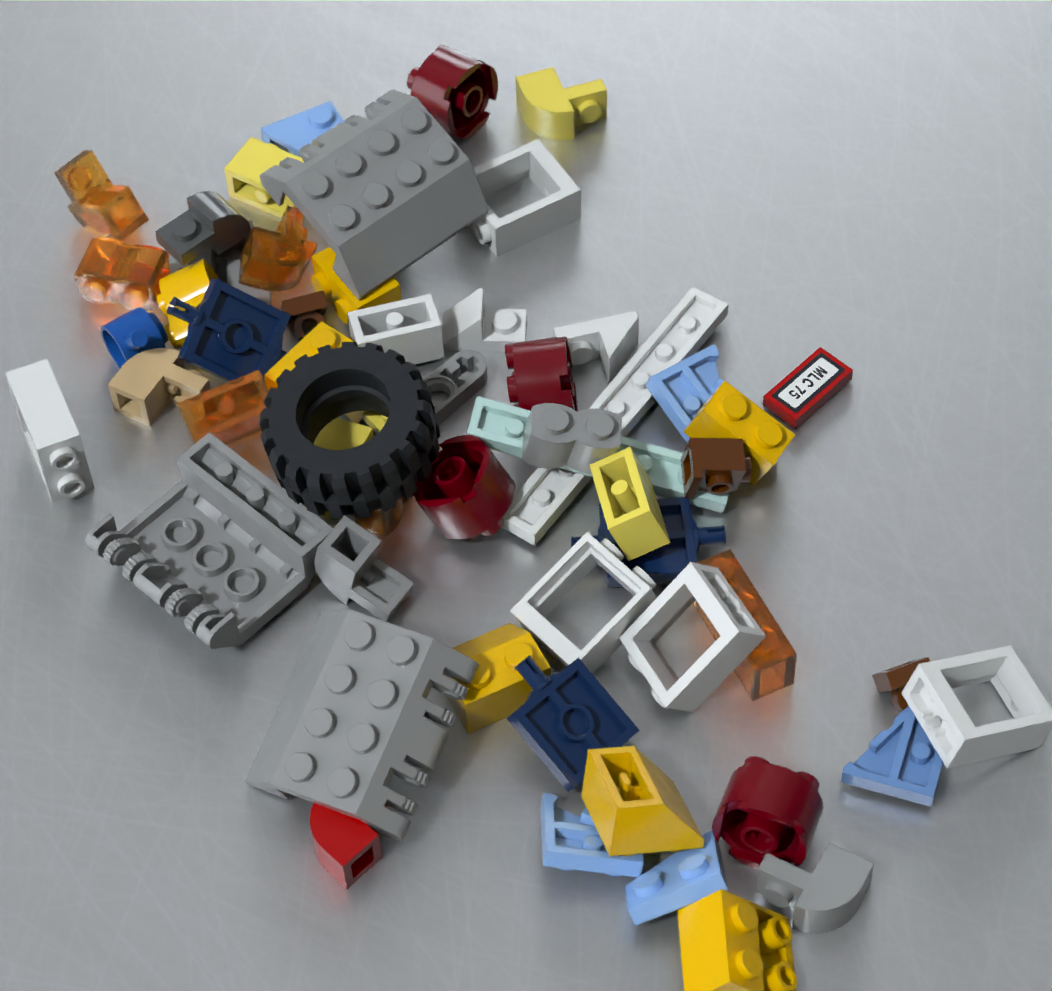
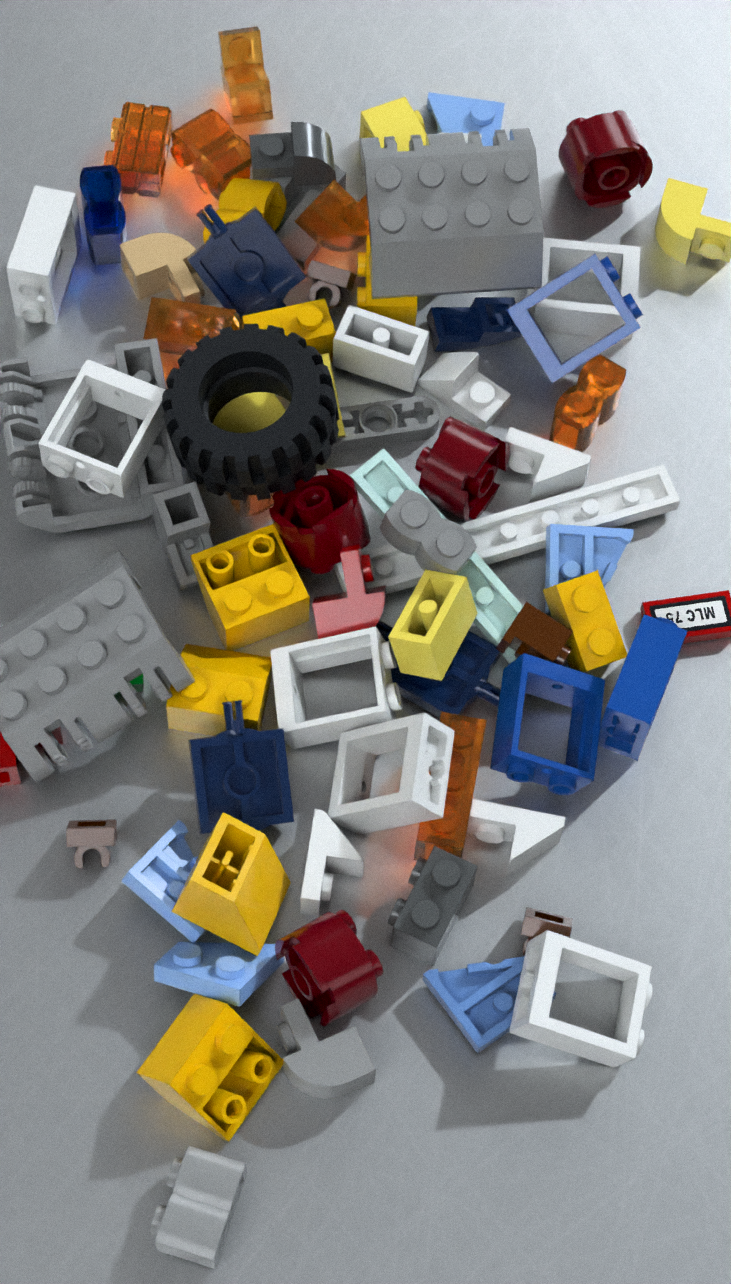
camera: 30 degrees right, 10 degrees up
(55, 306) = (141, 147): none -> clear orange brick
(77, 370) = (103, 213): none -> clear blue brick
(133, 334) = (176, 214): blue piece -> none
(205, 490) = (115, 391): none -> white window
(449, 578) = (251, 588): none -> yellow slope
(454, 274) = (474, 326): none -> dark blue slope
(482, 852) = (91, 835): none -> tile
(517, 252) = (536, 338): none -> window
(551, 534) = (357, 607): none -> brick
(595, 275) = (587, 403): none -> clear orange brick
(688, 740) = (327, 855): none -> white slope
(781, 489) = (560, 685): none -> blue window
(804, 717) = (433, 905): none -> dark grey brick
(820, 618) = (528, 830): none -> white slope
(824, 452) = (641, 686): none -> blue window

